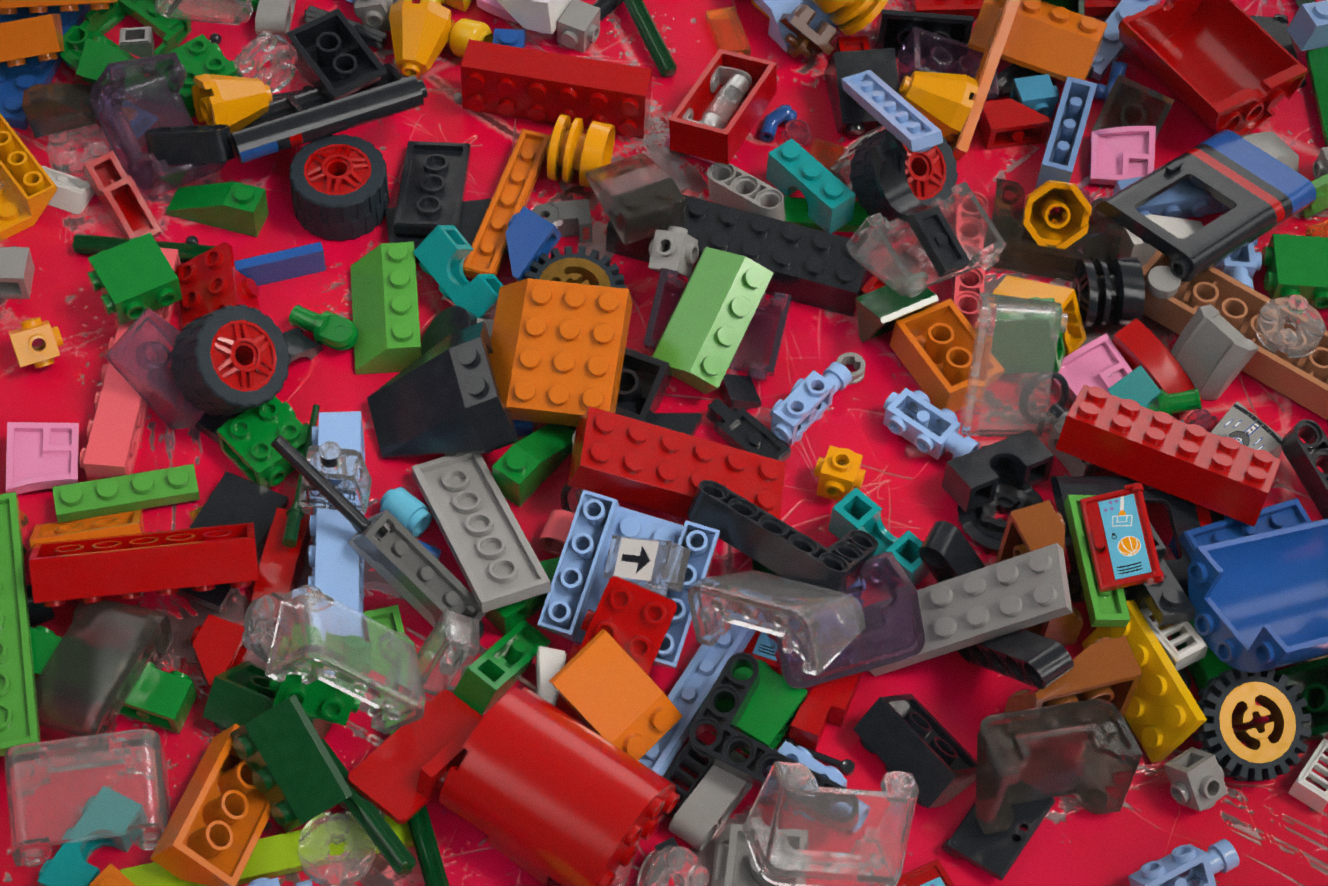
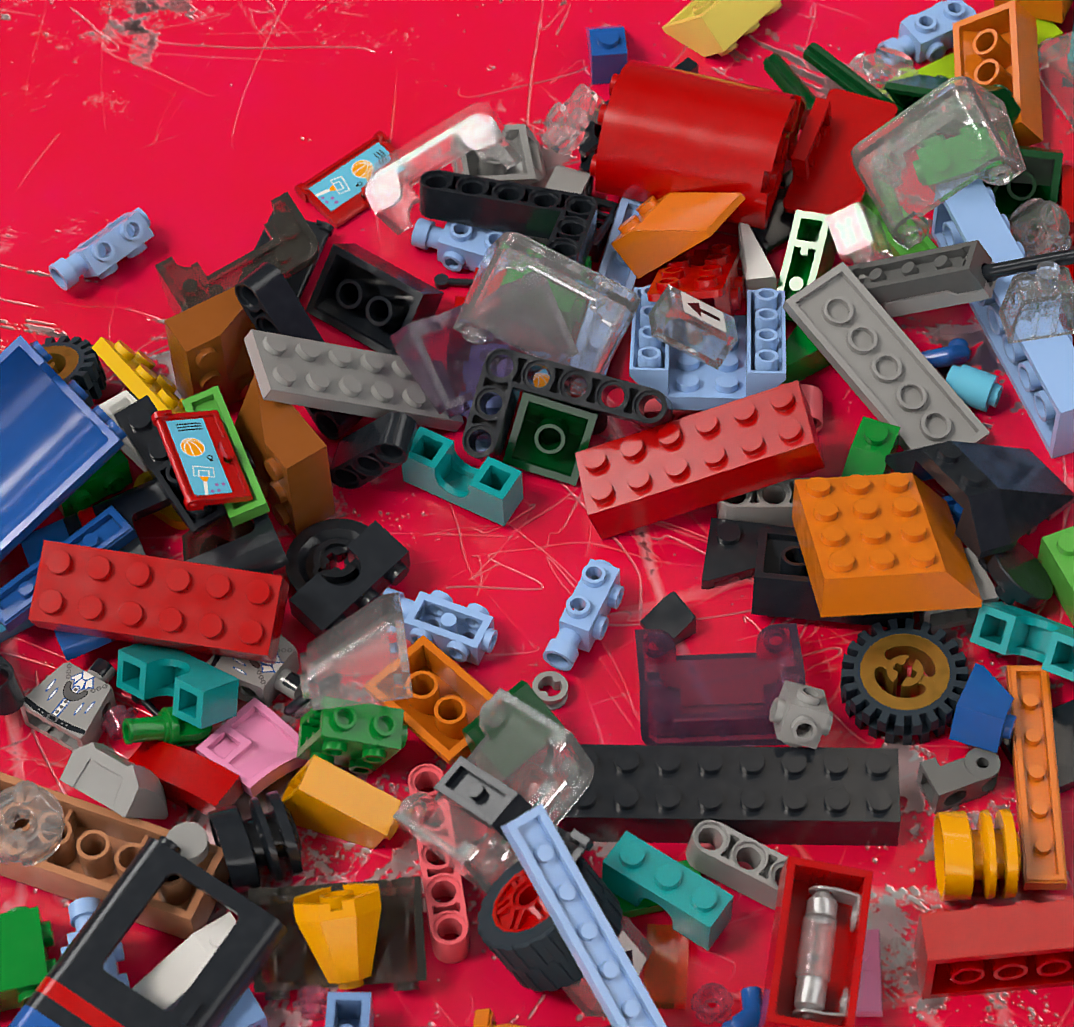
camera: 170 degrees right, 0 degrees up
(637, 197) = (876, 771): clear smoke slope -> none
(712, 318) = (724, 652): bright green slope -> none
(746, 432) = (646, 568): black hinge -> none
(839, 473) = (526, 543): light orange brick -> none
(1196, 779) = (96, 321): light grey brick -> none

